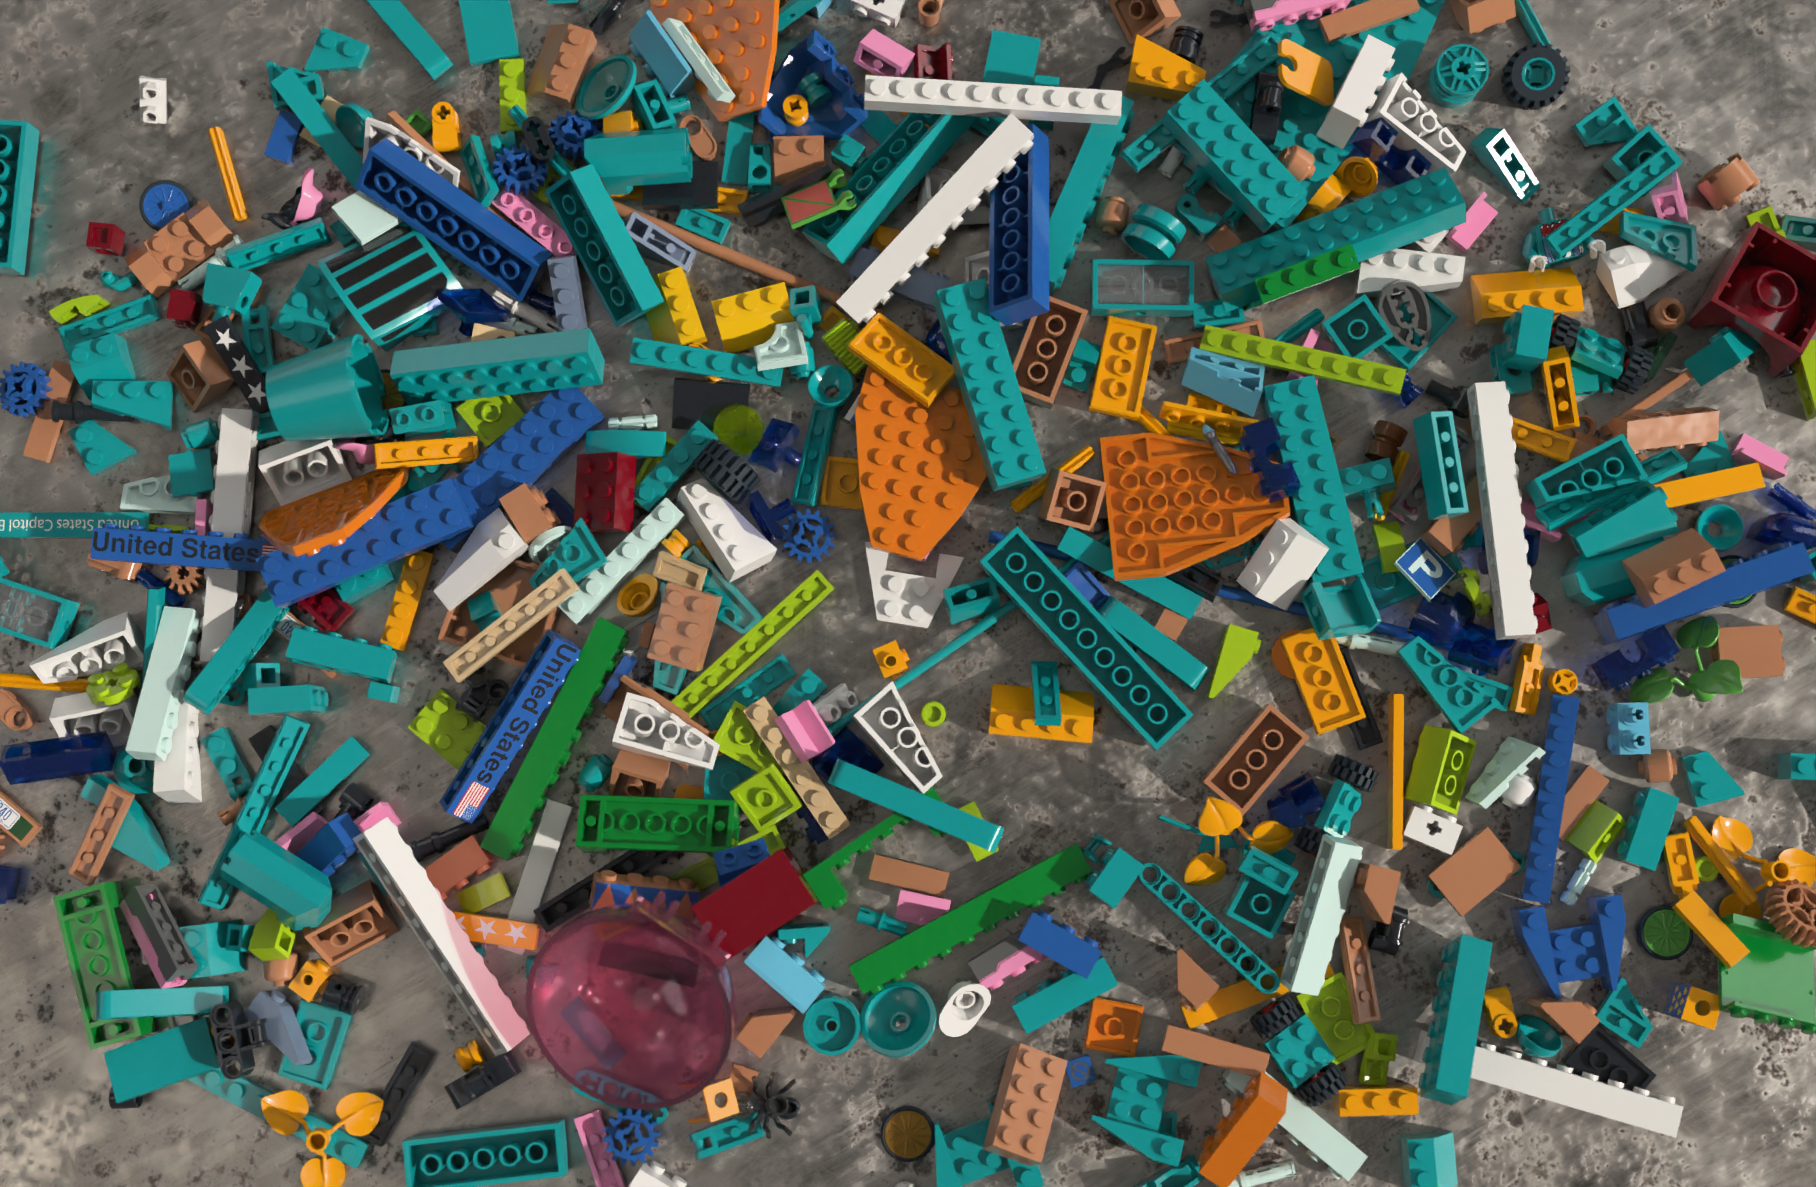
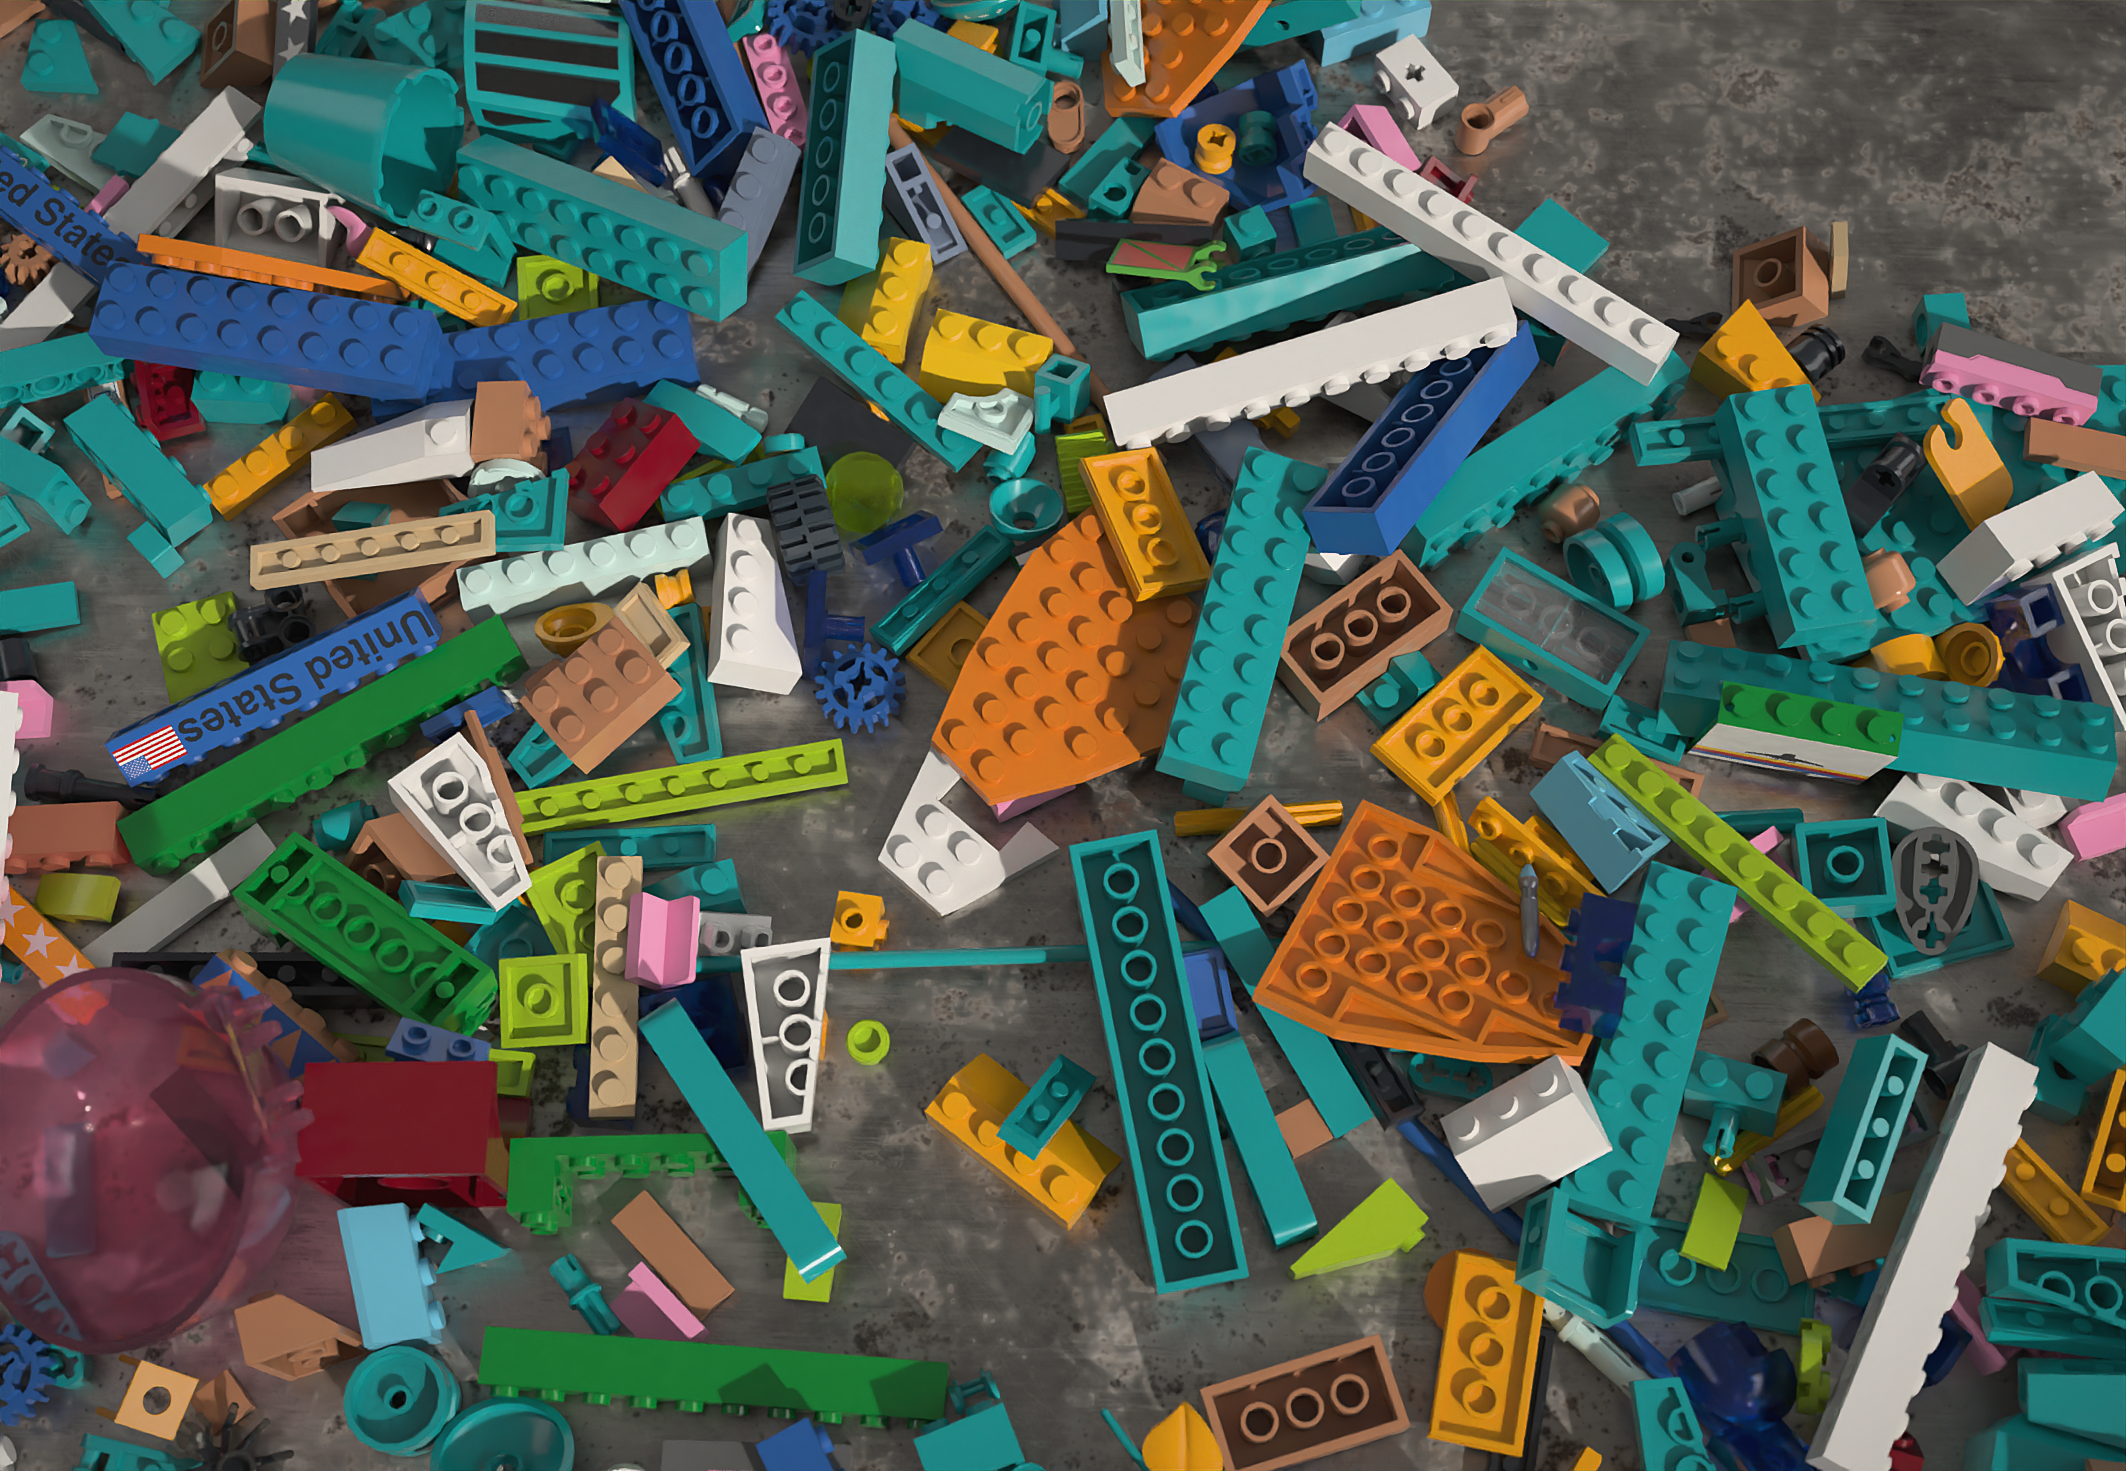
camera: 30 degrees right, 15 degrees down
(201, 433) = (180, 107): teal brick -> none
(679, 429) = (783, 444): none -> teal tile
(681, 781) = (445, 902): none -> teal tile
(971, 600) = (1026, 908): teal brick -> none
(1424, 568) = (1749, 1282): blue piece -> none

